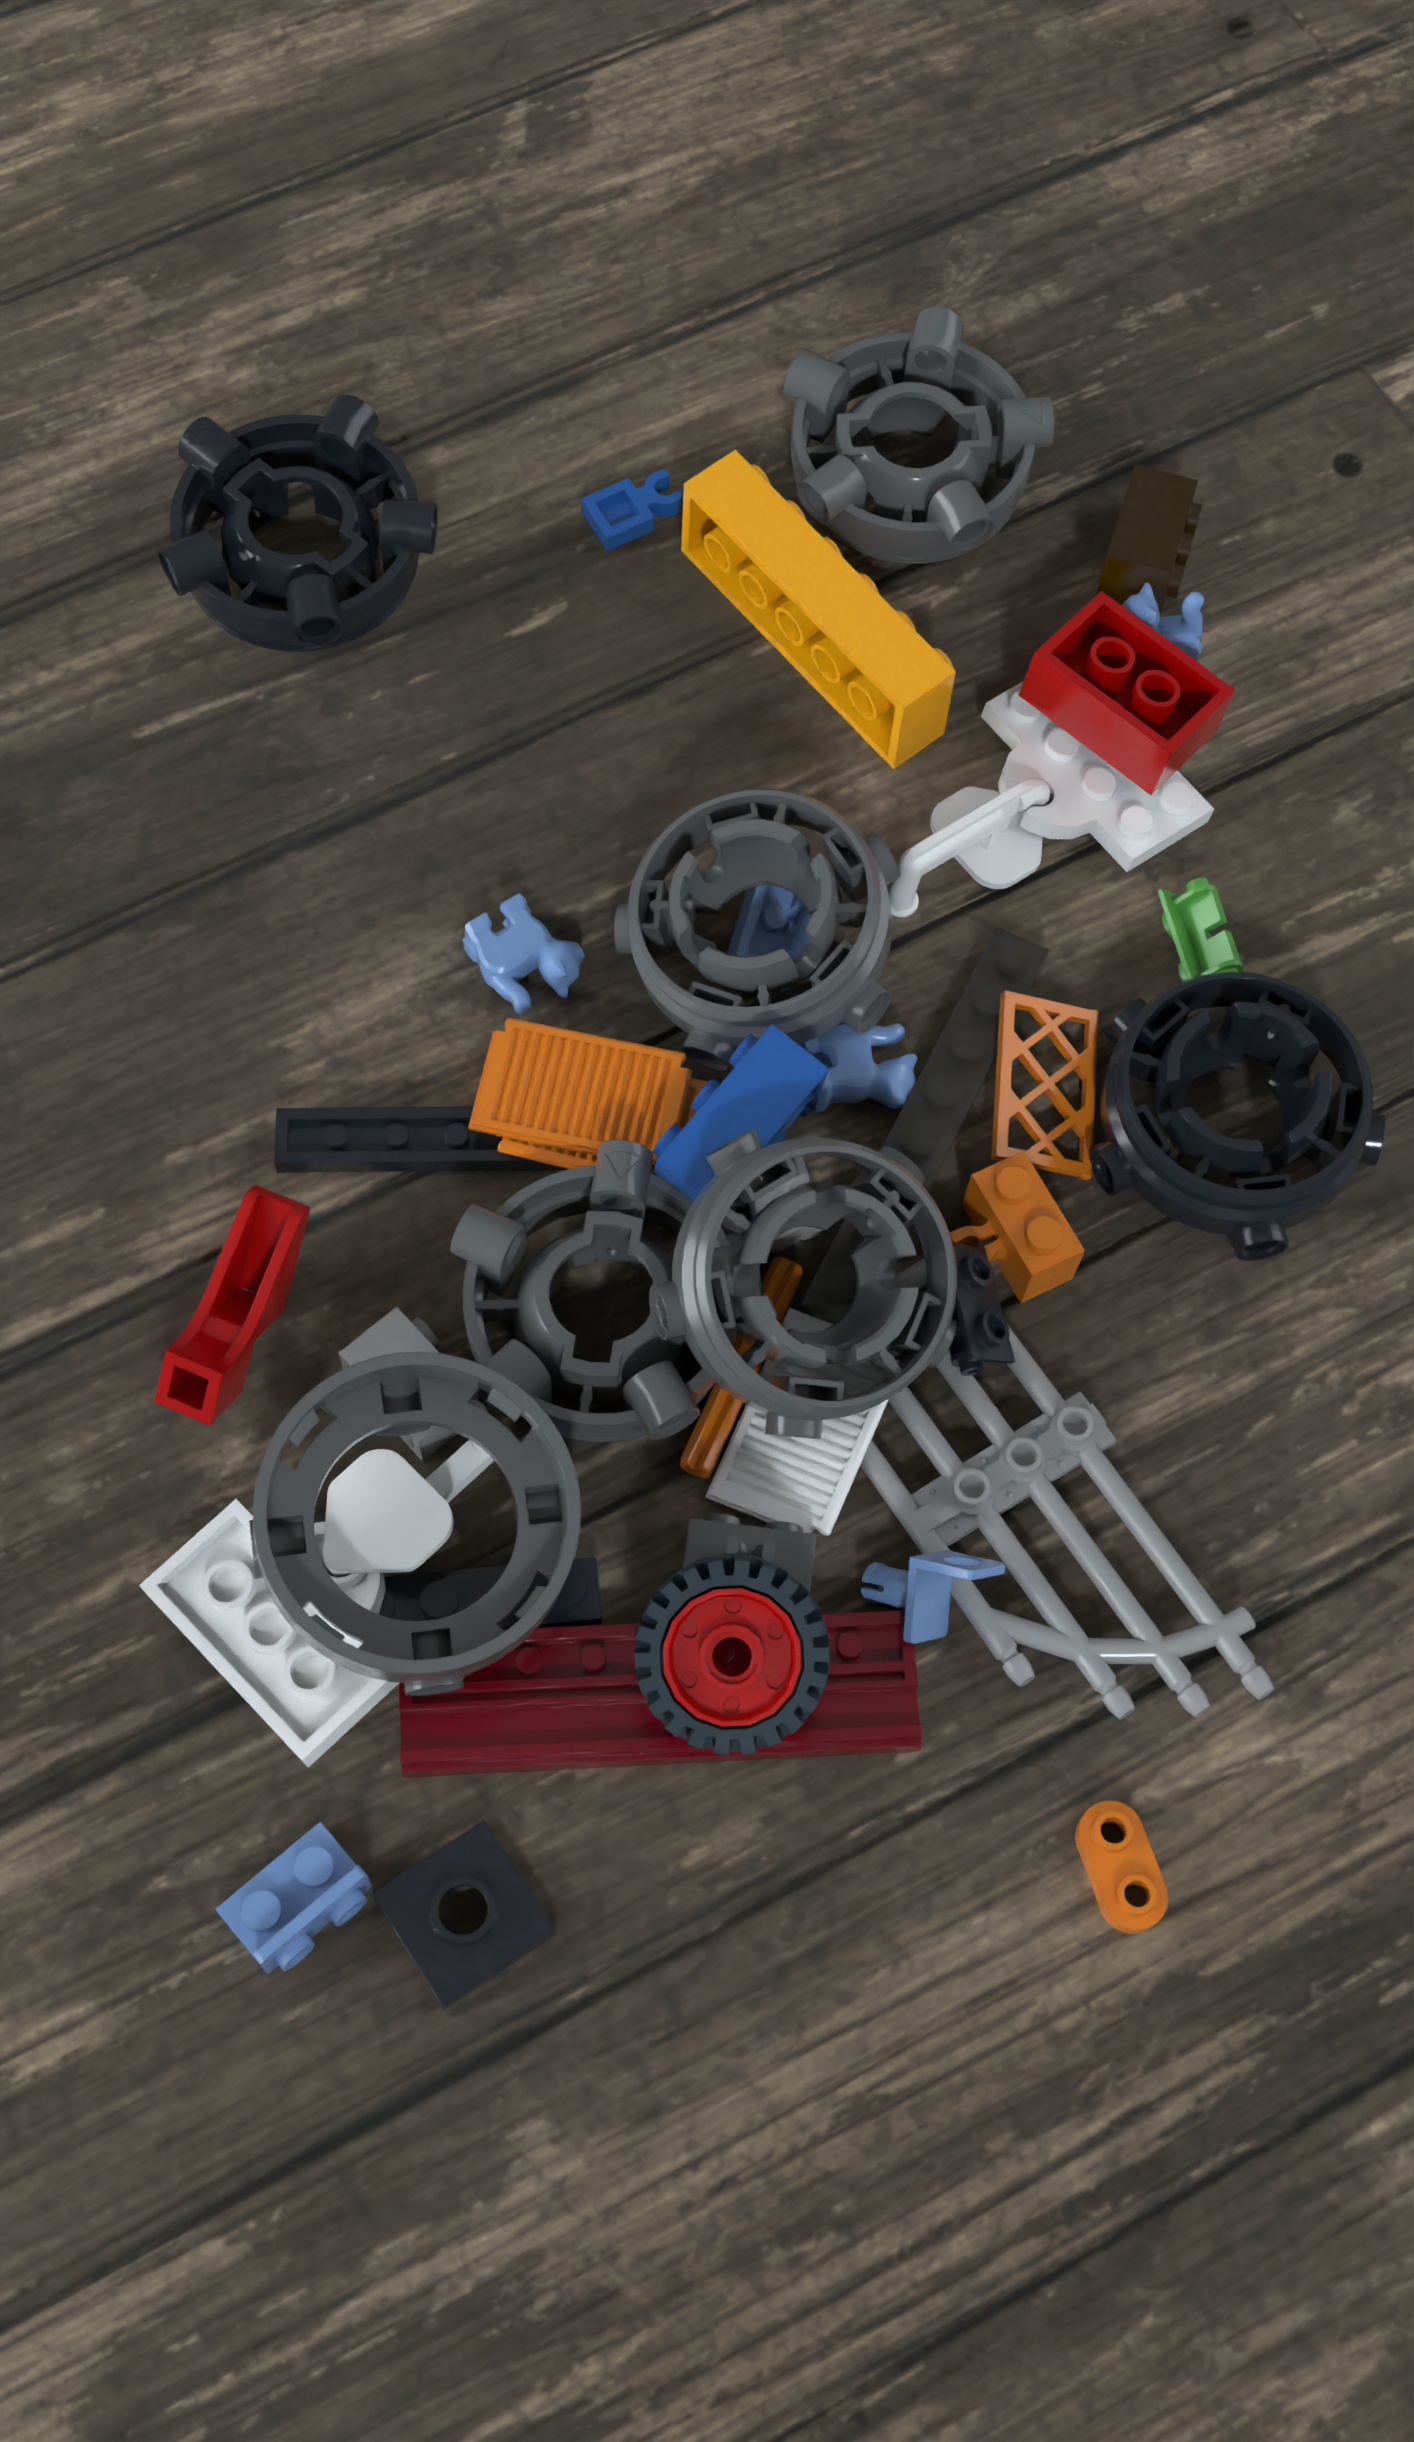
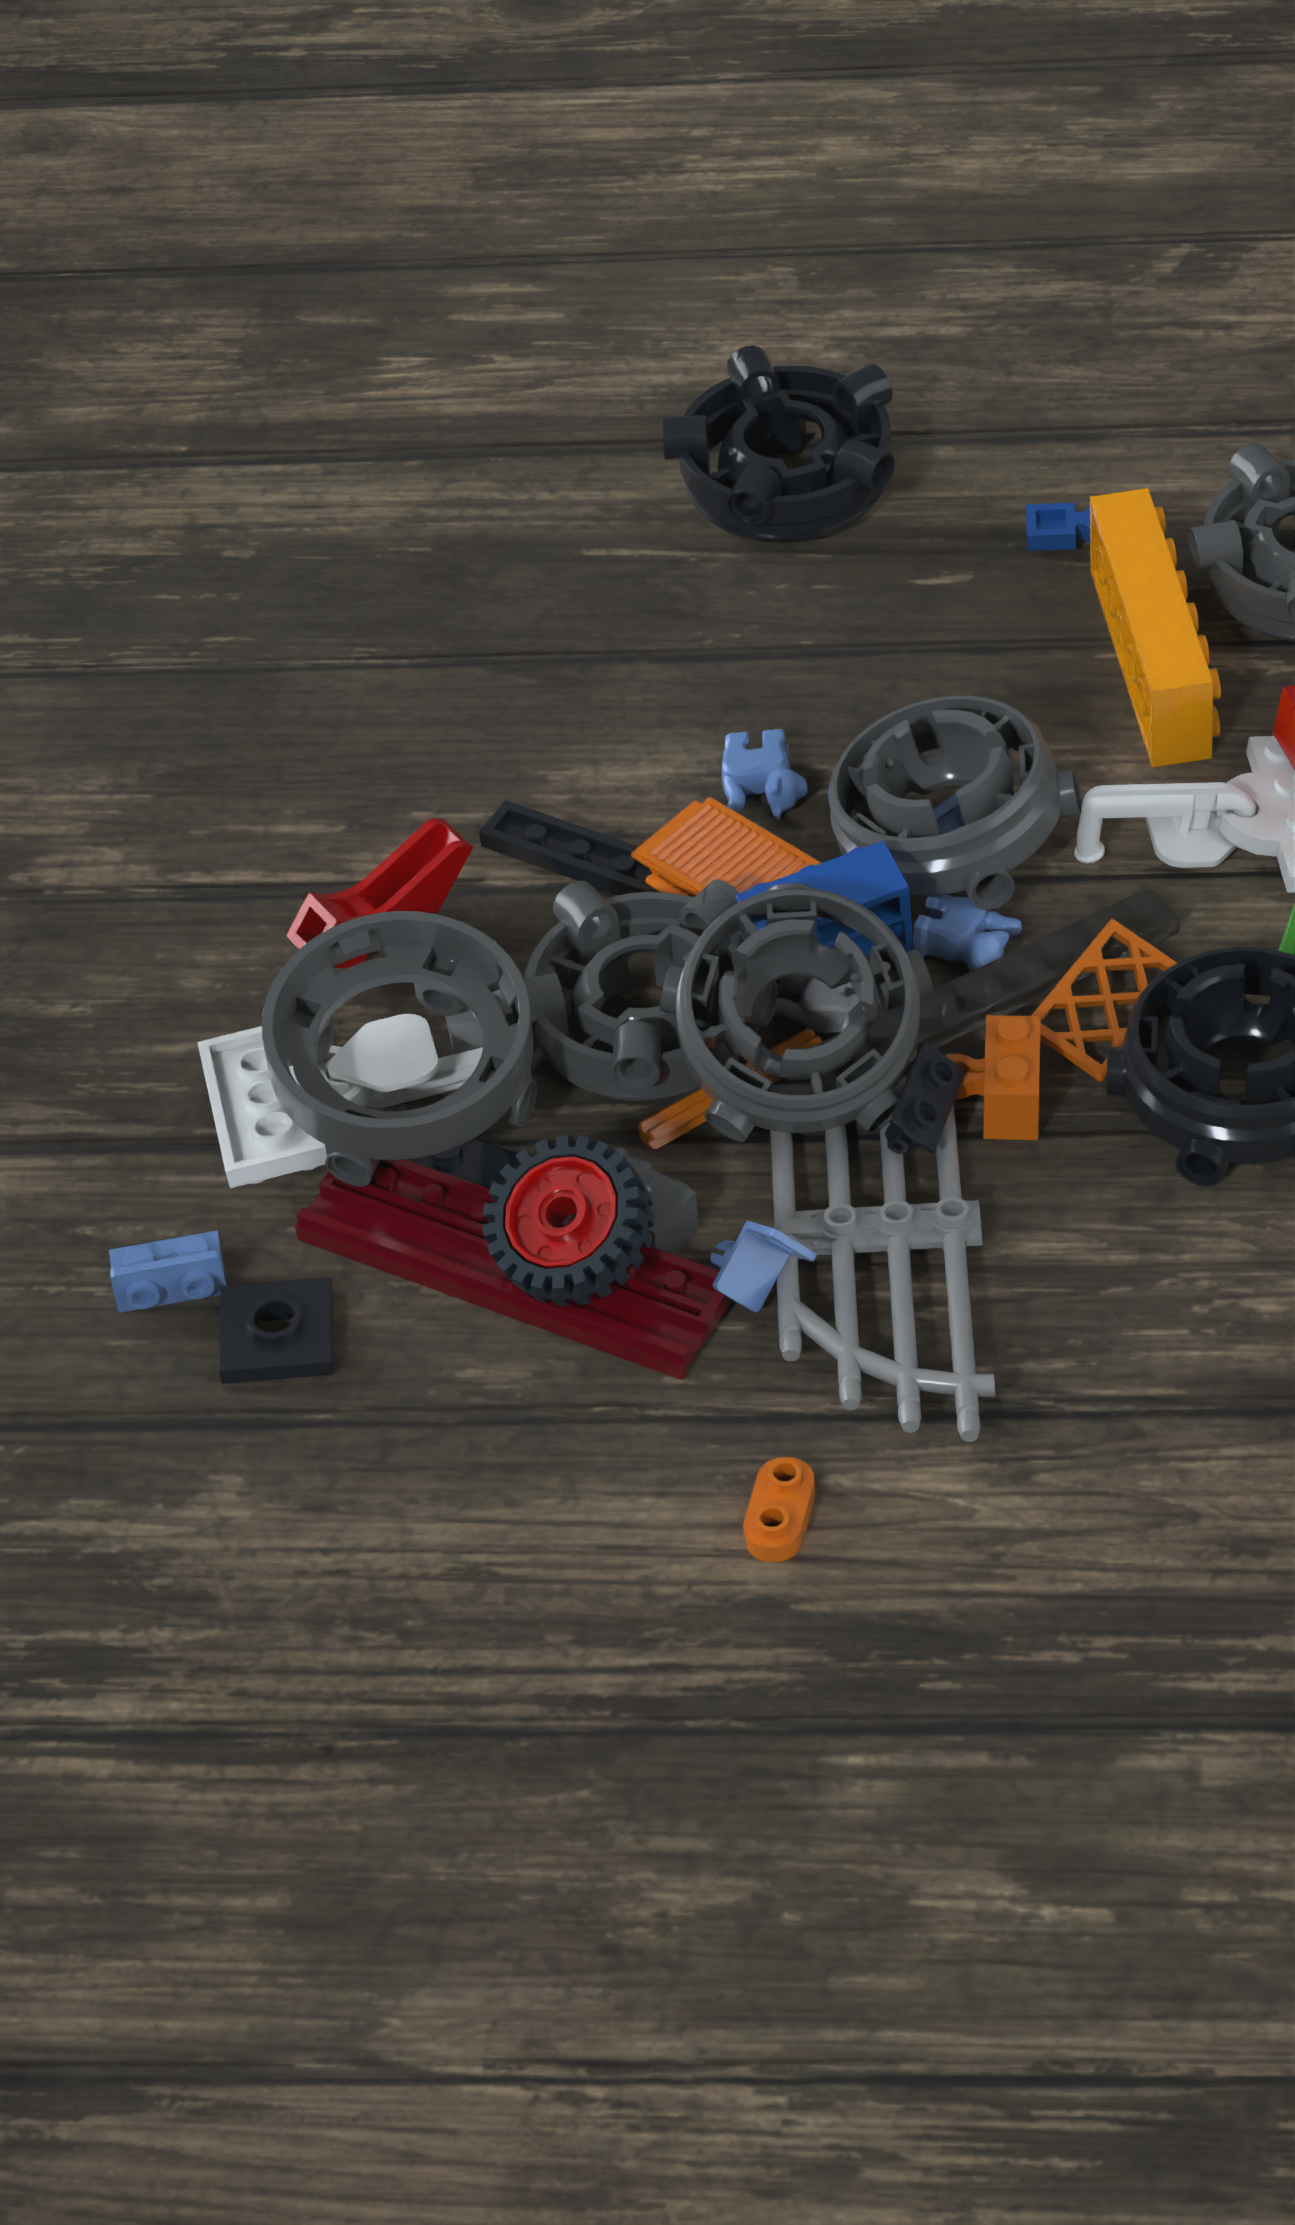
camera: 40 degrees right, 20 degrees down
(796, 1476) = (726, 1168): white window -> none

